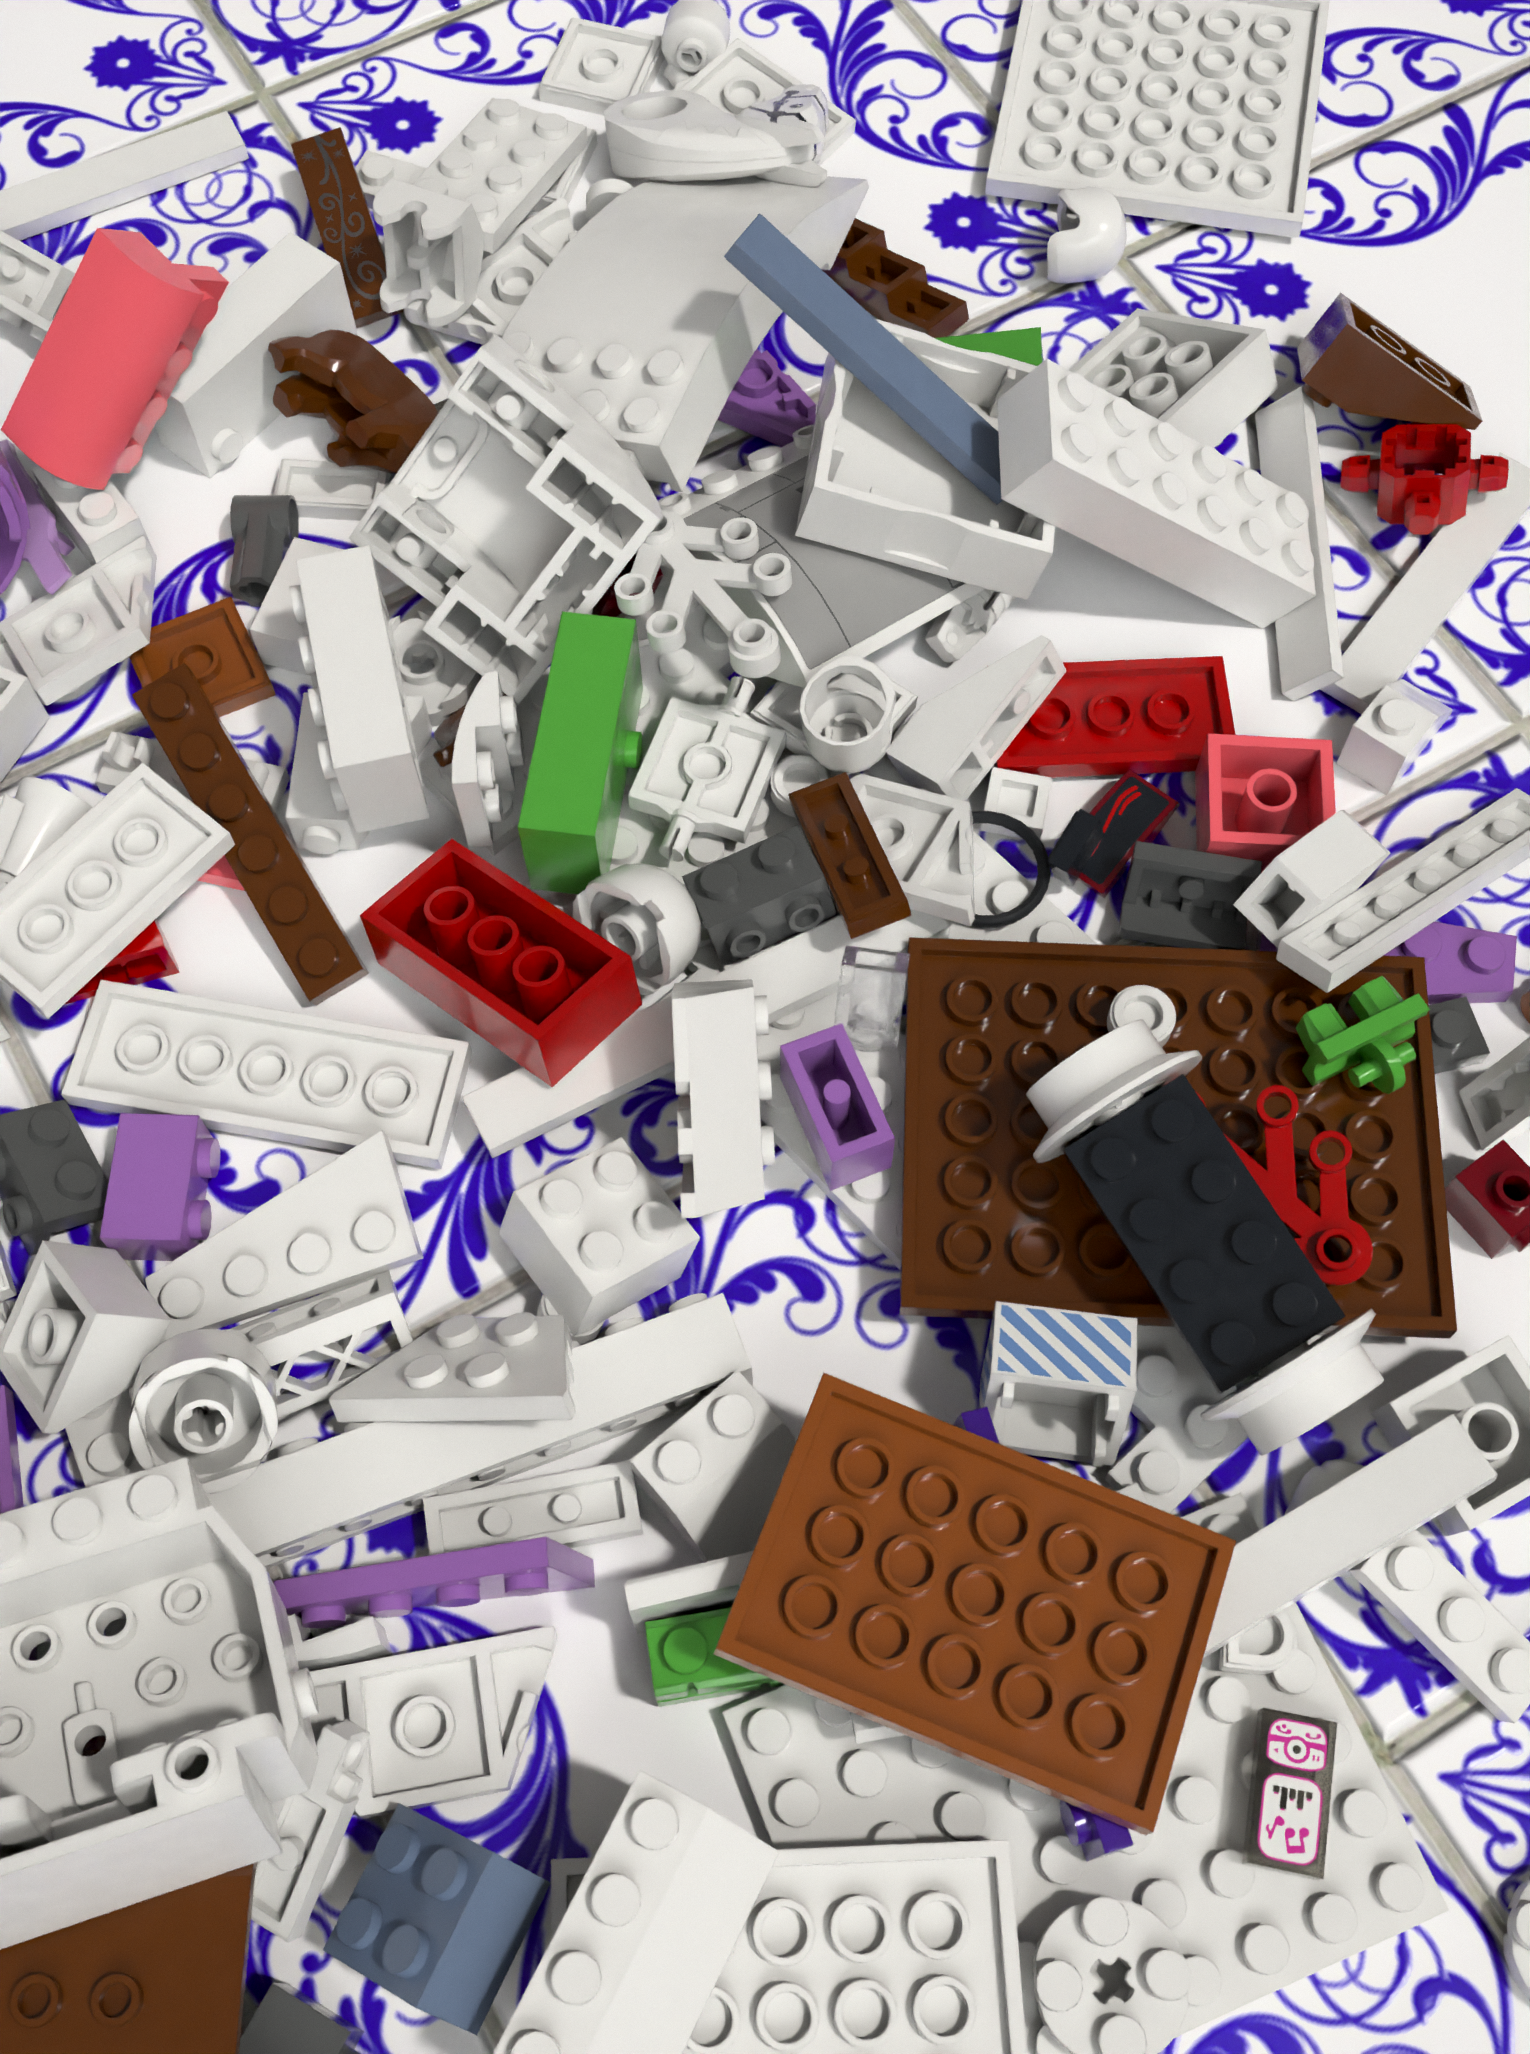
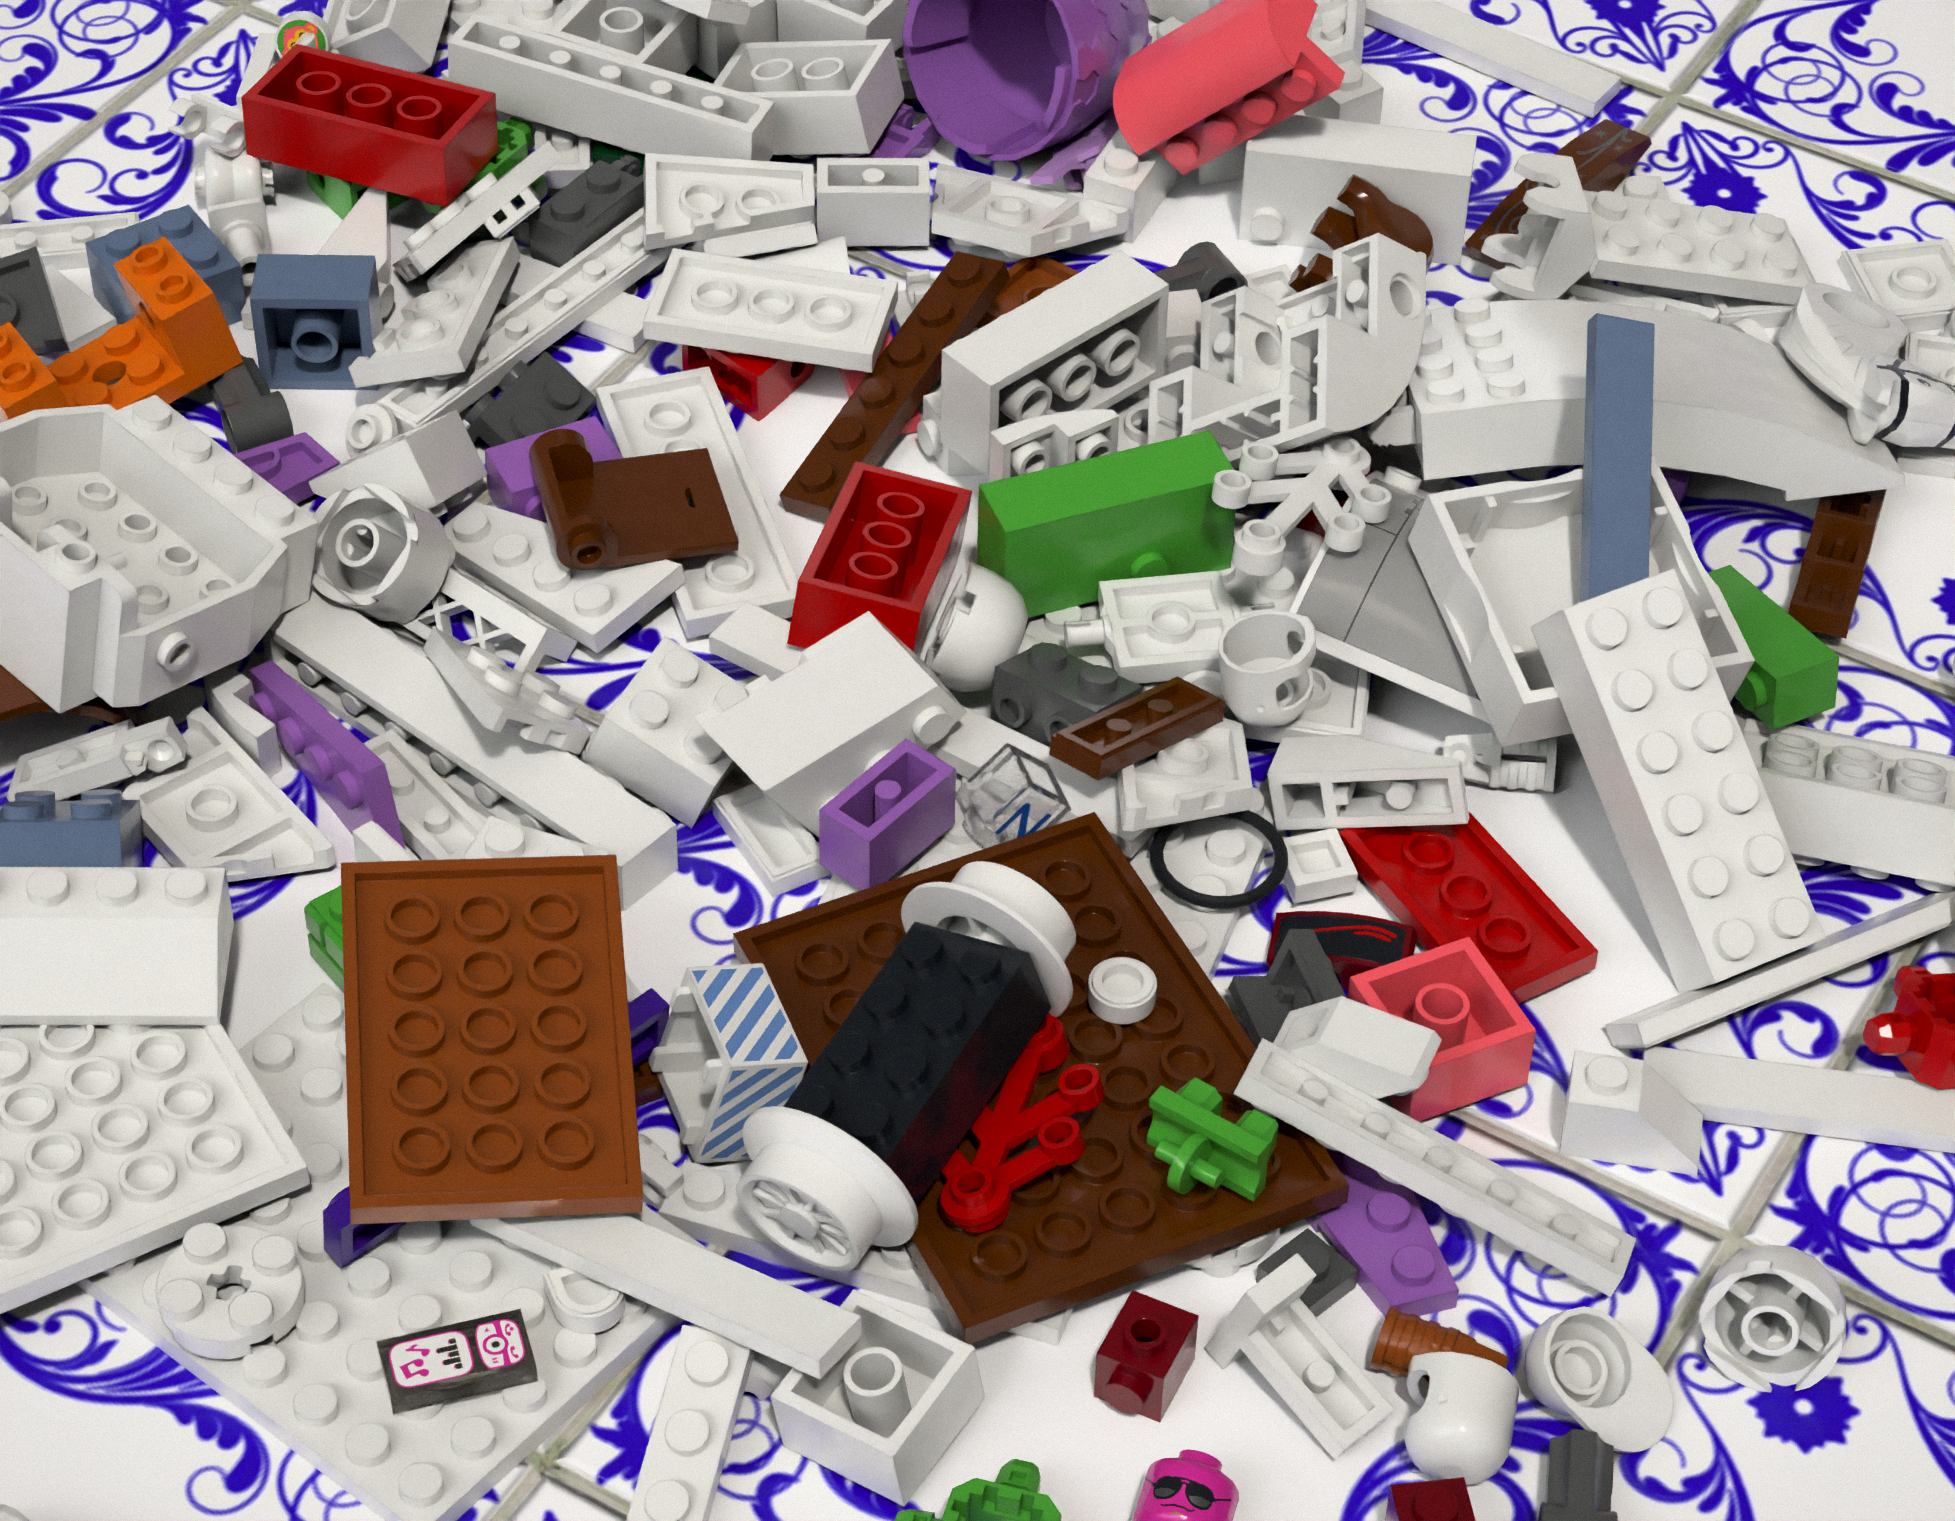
camera: 60 degrees right, 20 degrees down
(276, 1146) = (628, 506): none -> reddish brown door
(763, 1224) = (769, 839): none -> white tile
(1075, 847) = (1282, 902): black tile -> none

